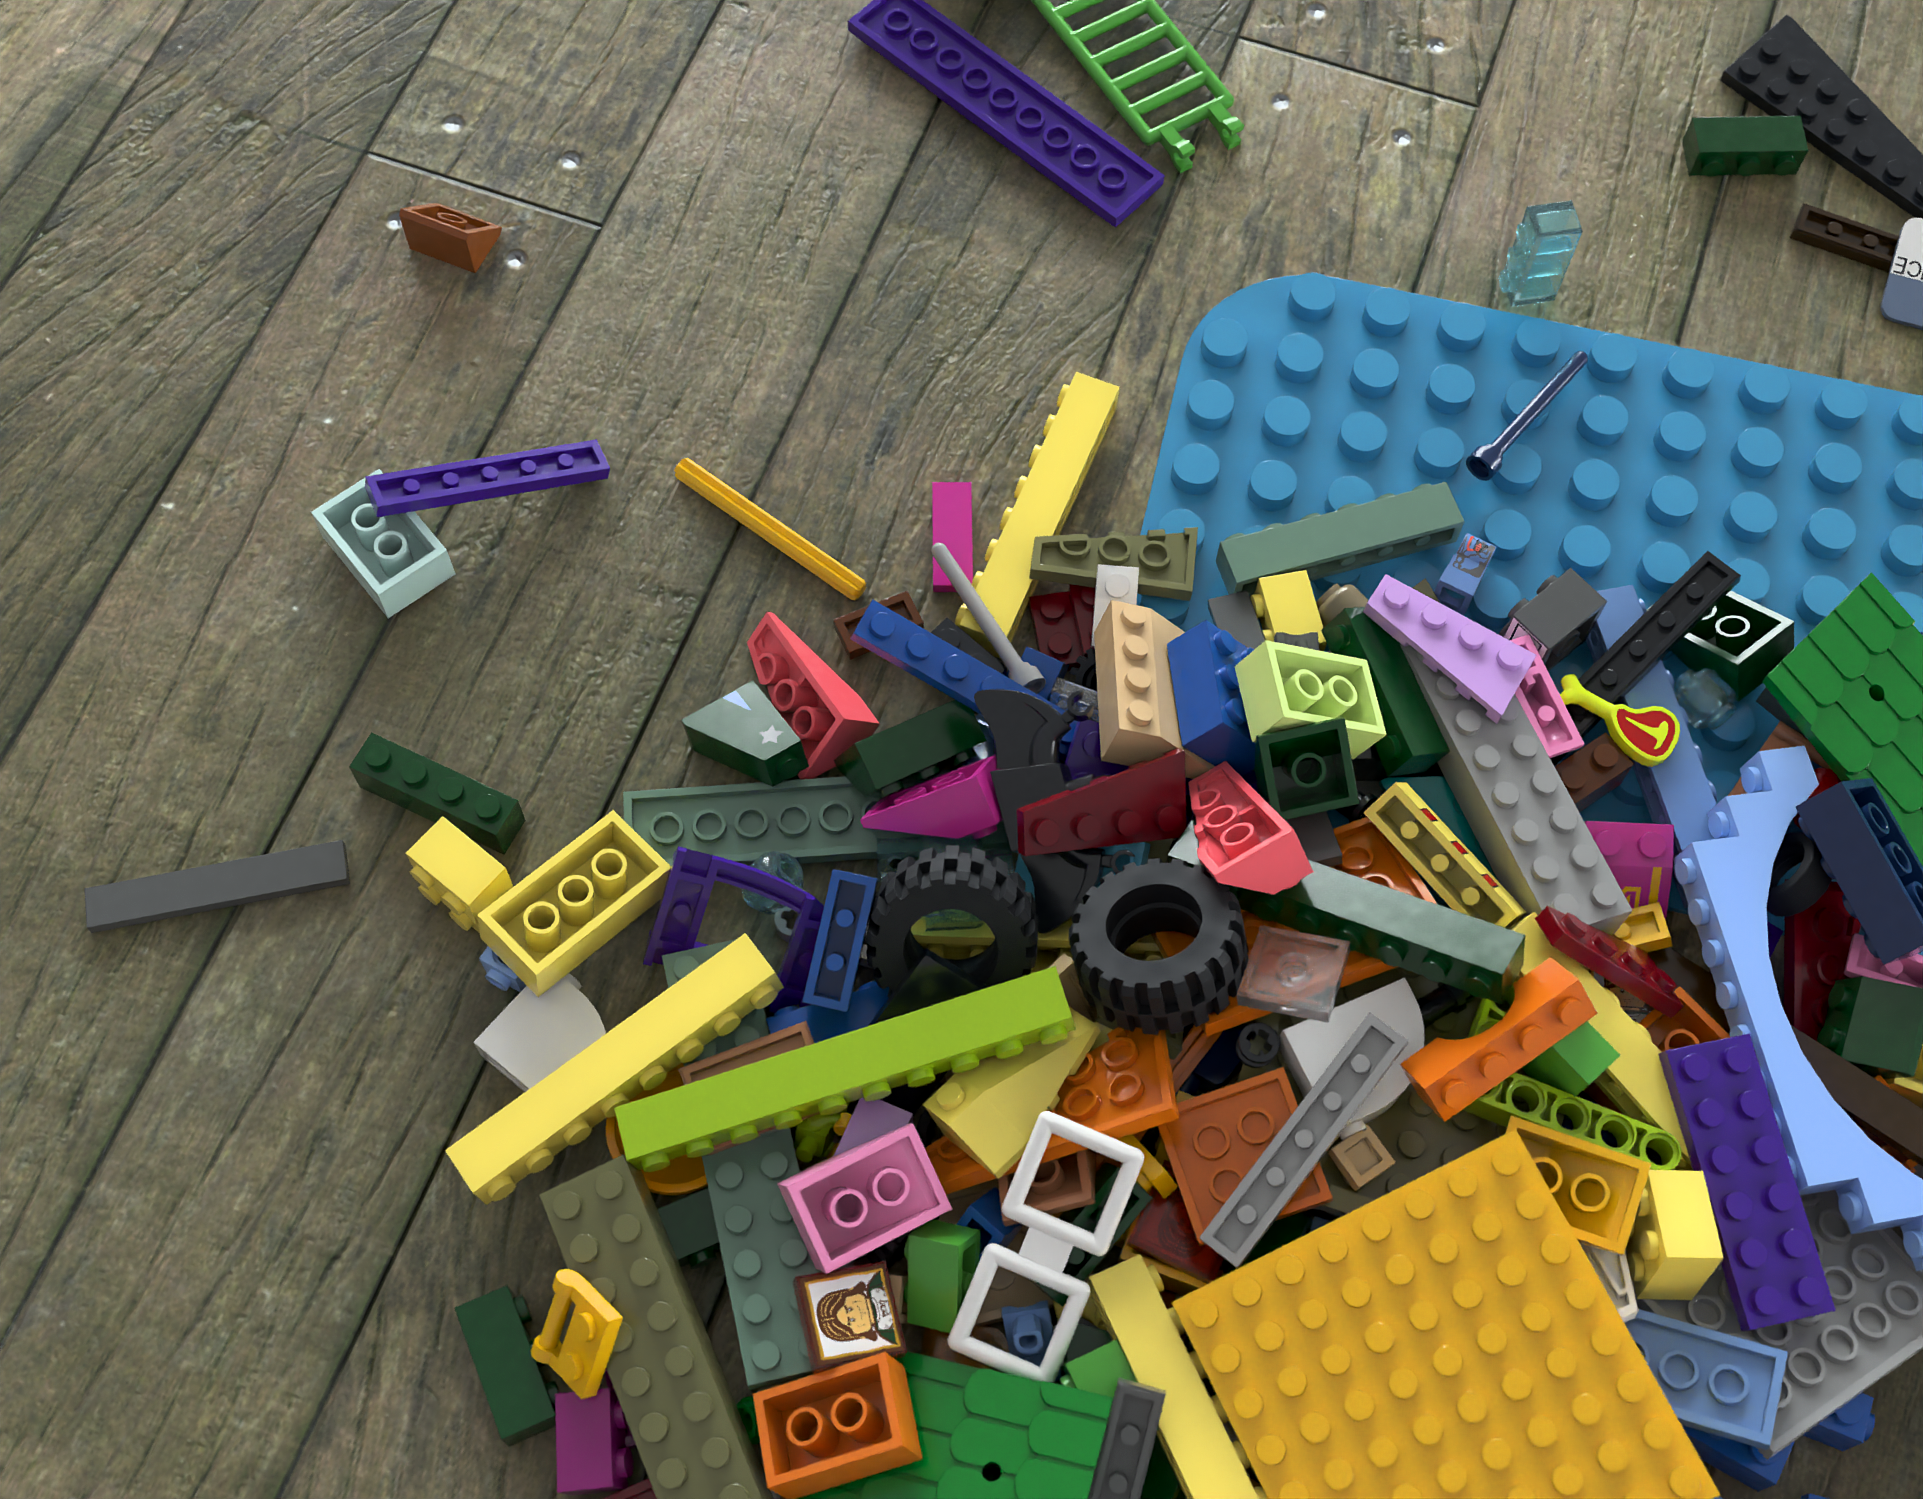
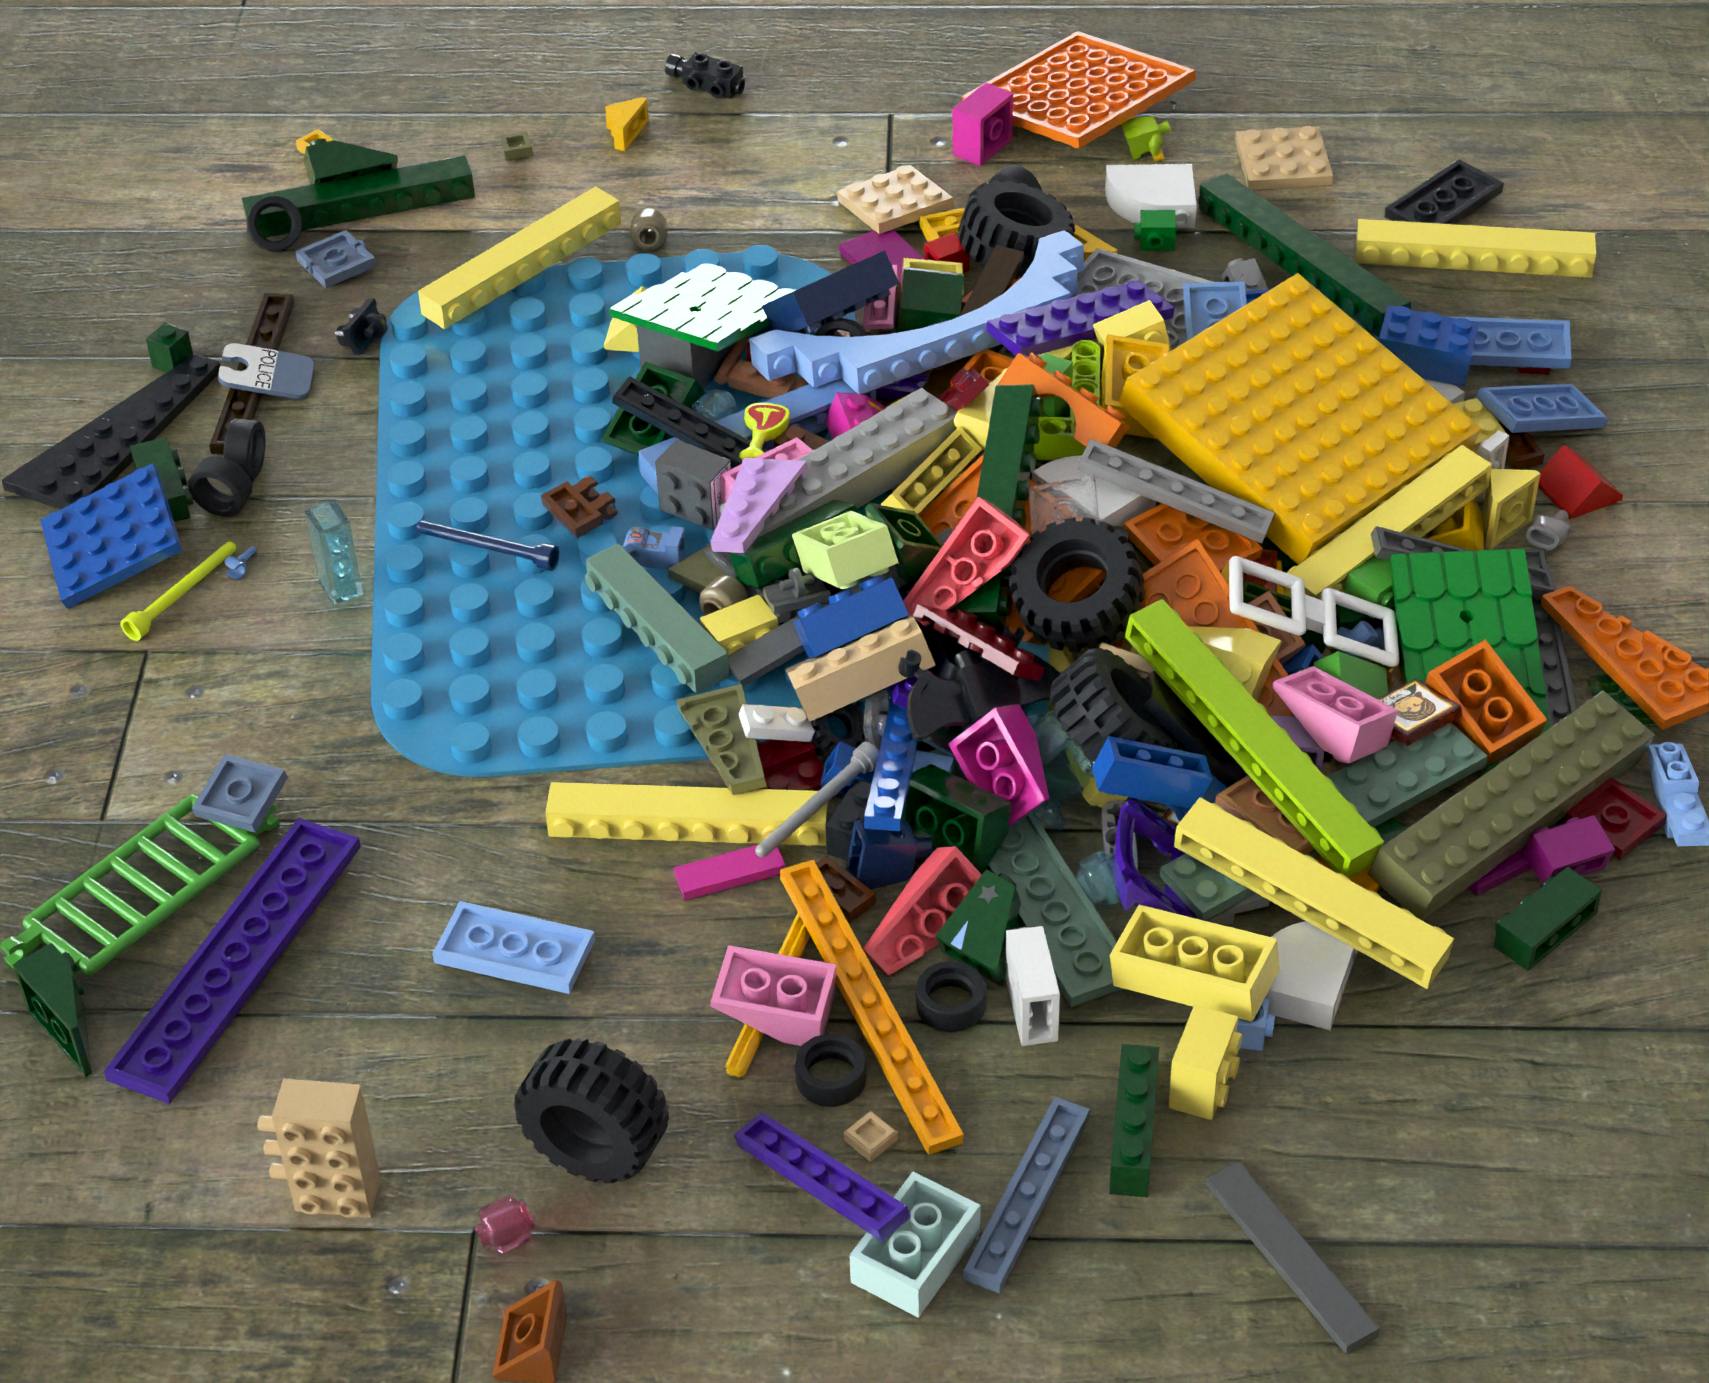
camera: 105 degrees left, 20 degrees down
(407, 671) = (1026, 1195): none -> sand blue plate
(548, 561) = (870, 1136): none -> tan tile
(578, 234) = (505, 1224): none -> clear pink head
(589, 1336) = (1519, 840): yellow plate -> none
(633, 294) = (591, 1110): none -> black tyre
(638, 572) = (830, 1092): none -> black tyre
(642, 747) = (1032, 985): none -> white brick
(676, 655) = (951, 974): none -> black tyre
(683, 84) = (323, 1147): none -> tan piece
(699, 597) = (872, 1008): none -> light orange plate
(736, 510) = (776, 993): none -> bright pink slope
(894, 698) = (884, 855): none -> dark blue torso
(918, 320) = (514, 947): none -> light blue plate
(1200, 120) = (239, 793): none -> sand blue plate
(1513, 96) = (138, 623): none -> neon yellow piece
(1563, 505) = (579, 506): none -> reddish brown plate
(1585, 193) = (237, 565): none -> medium blue hand
(1654, 84) = (110, 535): none -> blue plate
(1708, 187) = (228, 473): none -> black tyre
(1779, 203) = (246, 445): none -> black tyre

